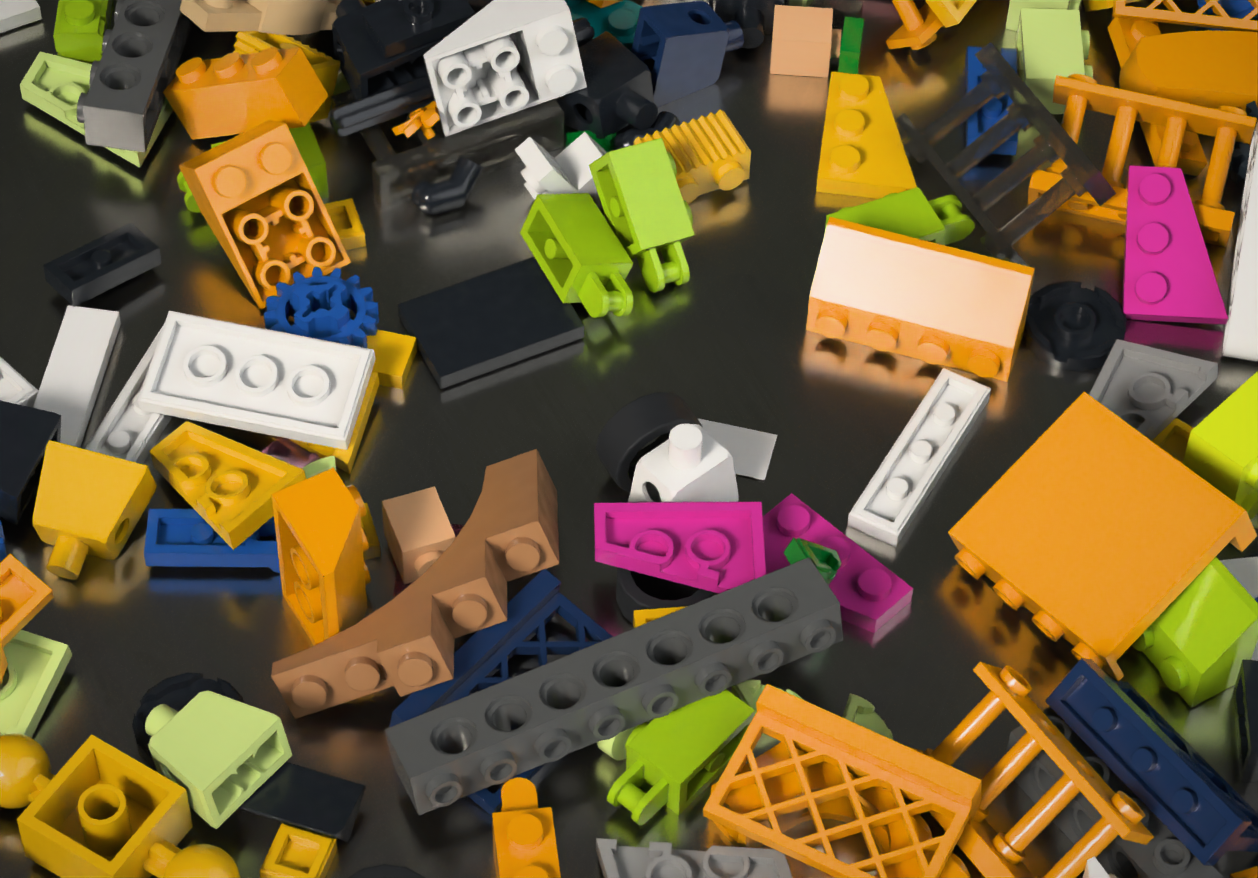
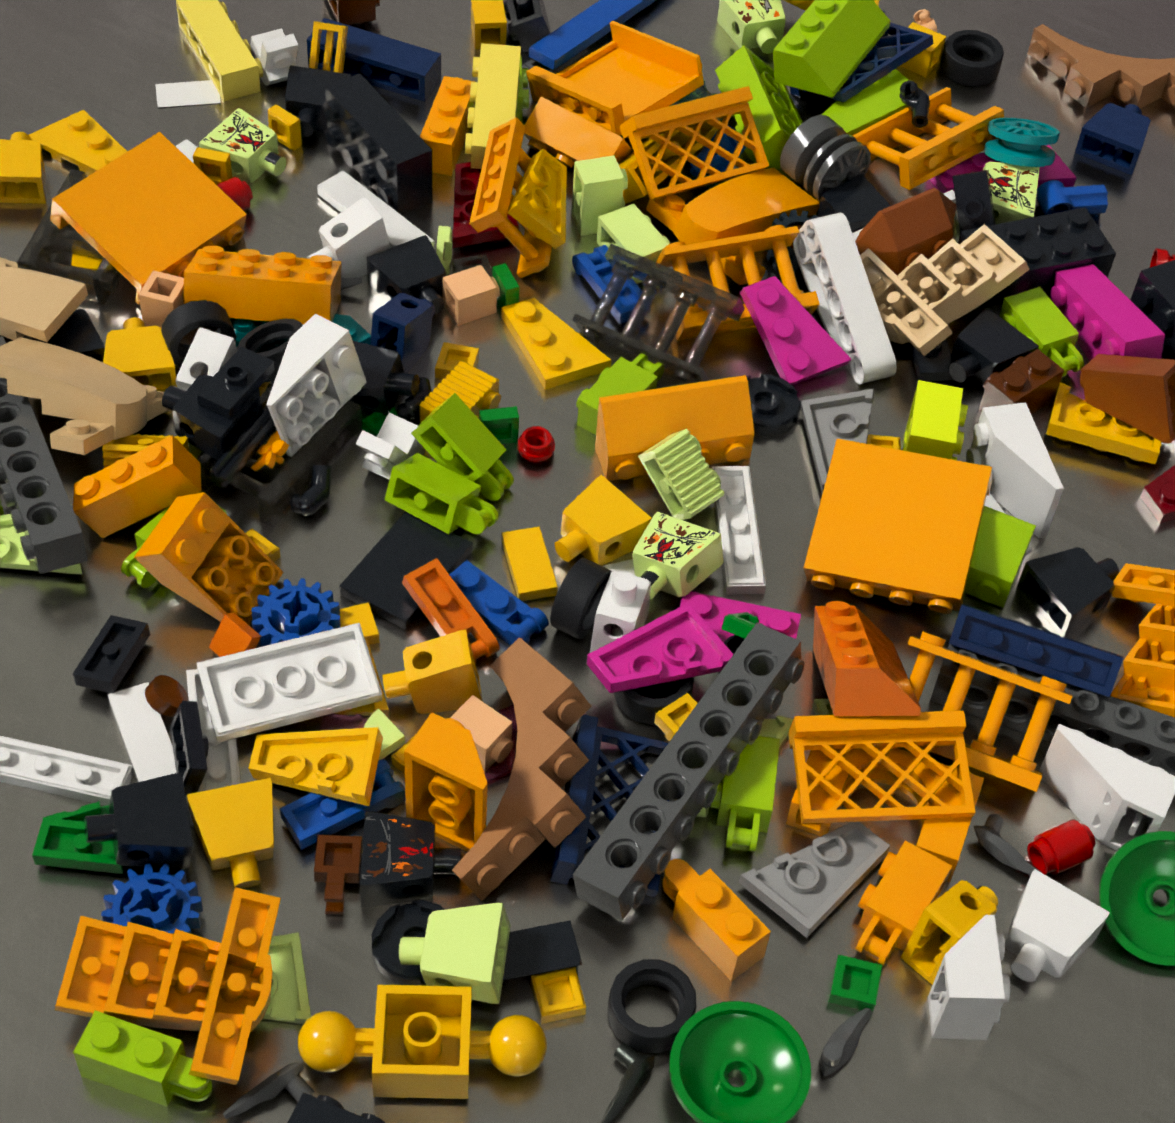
camera: 35 degrees left, 0 degrees up
(101, 398) = (189, 746): none -> black plate
(125, 335) = (165, 695): none -> reddish brown tile
(166, 597) = (337, 864): none -> reddish brown plate
(231, 626) = (401, 860): none -> black torso
(240, 302) = (233, 636): none -> orange tile
(423, 448) = (437, 674): none -> yellow torso
(492, 388) = (448, 606): none -> orange plate
(555, 405) = (498, 605): none -> blue plate
(635, 372) = (529, 564): none -> yellow tile
(717, 206) = (502, 423): none -> green tile
(741, 109) = (450, 357): none -> yellow tile
(748, 248) = (536, 444): none -> red plate
(748, 374) = (600, 524): none -> yellow torso
(802, 448) = (676, 555): none -> yellowish green torso
(883, 356) = (682, 474): none -> yellowish green brick
(909, 669) = (860, 665): none -> orange slope

